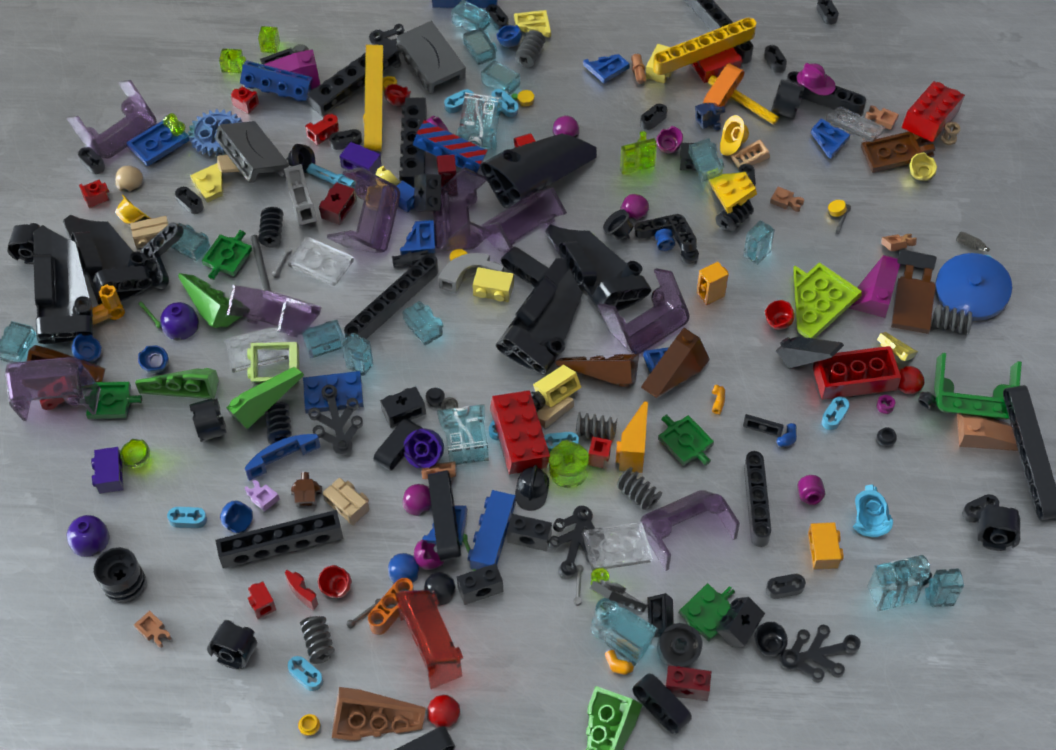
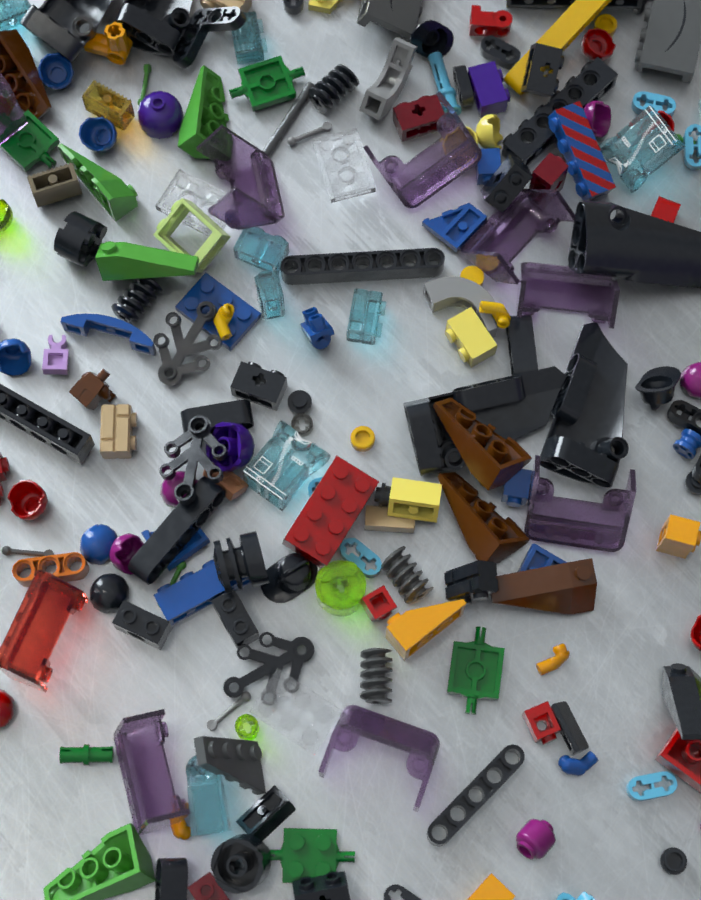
camera: 45 degrees right, 15 degrees up
(138, 337) = (108, 104): none -> clear yellow brick
(157, 405) = (54, 185): none -> dark tan brick
(338, 166) = (463, 86): none -> black beam
(343, 388) = (222, 320): none -> yellow arm
(384, 123) = (534, 80): none -> black brick
(402, 348) = (316, 328): none -> blue hips
(408, 259) = (424, 237): black pin -> none
(411, 467) = (192, 457): none -> black plant
(491, 384) = (362, 438): none -> yellow tile
(495, 256) = (498, 312): none -> yellow arm
(504, 490) = (240, 562): none -> black wheel
(526, 681) = (86, 754): none -> green pin
(572, 656) = (147, 773): none -> clear purple windscreen
(574, 327) = (486, 453): none -> reddish brown wedge
(602, 334) = (517, 489): none -> blue brick
(634, 393) = (471, 582): none -> black brick
(748, 432) = (544, 714): none -> red brick

